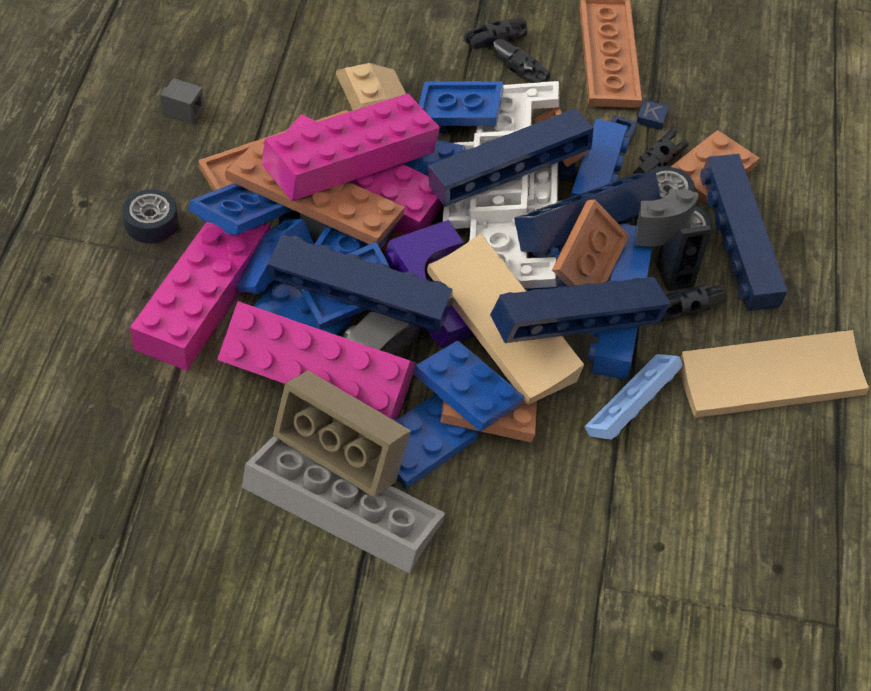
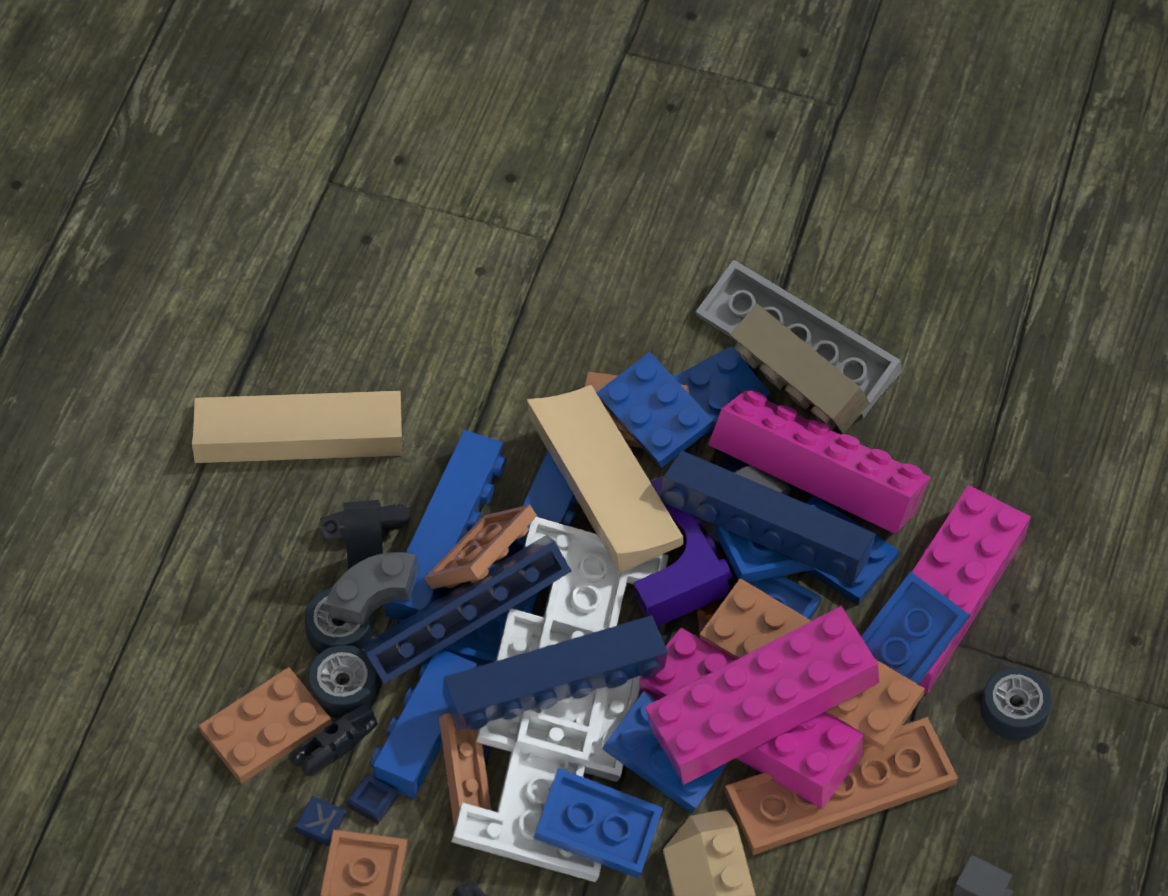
camera: 170 degrees left, 5 degrees up
(257, 275) = (870, 594): blue slope -> none
(579, 309) = (517, 448): dark blue brick -> none
(633, 396) = (465, 410): light blue plate -> none
(743, 232) = (270, 597): dark blue brick -> none

